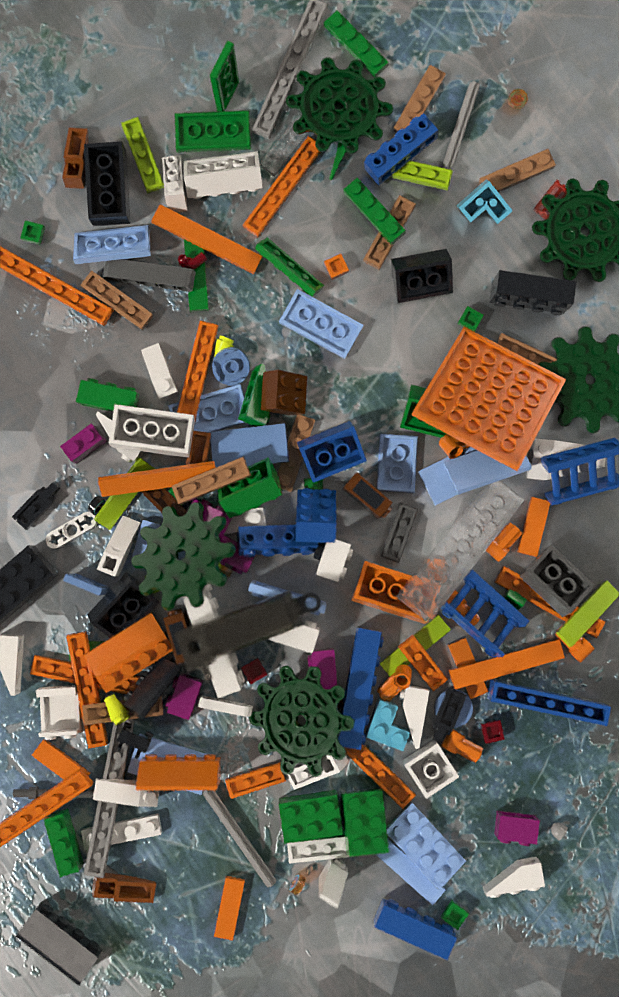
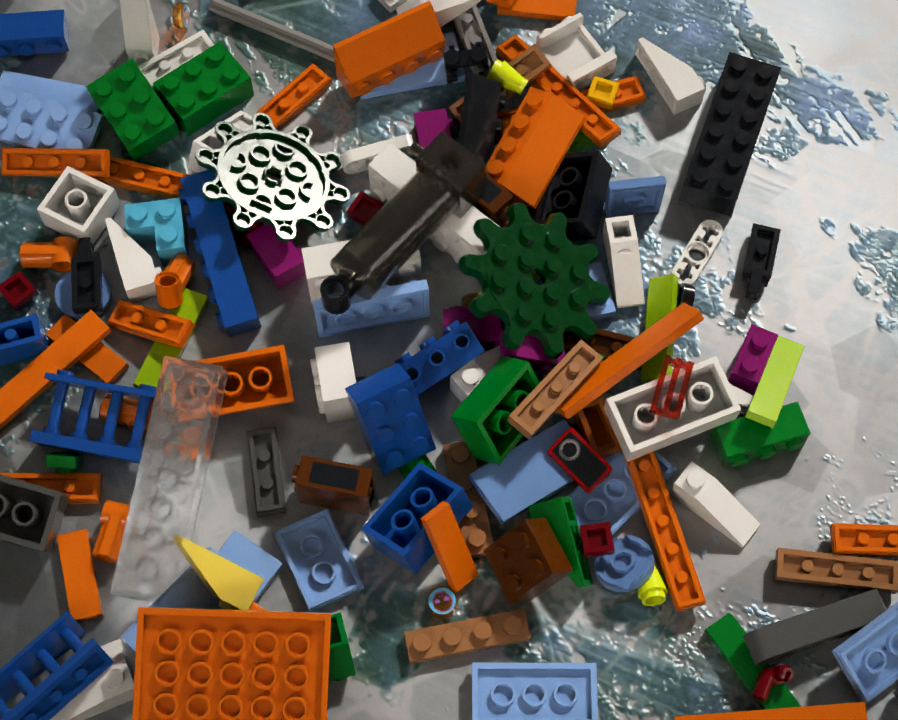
camera: 150 degrees right, 20 degrees down
(60, 671) = (603, 92): none -> yellow tile
(84, 416) = (775, 382): none -> lime tile
(159, 425) = (677, 364): none -> clear red tile
(220, 436) = (580, 460): none -> slope
(238, 385) = (596, 539): none -> dark red plate
(323, 423) = (449, 546): none -> orange tile
(338, 376) = (467, 636): none -> medium nougat plate
(341, 402) = (442, 602): none -> tile
(430, 811) = (52, 162): none -> orange tile
(457, 468) = (222, 578): none -> light yellow slope

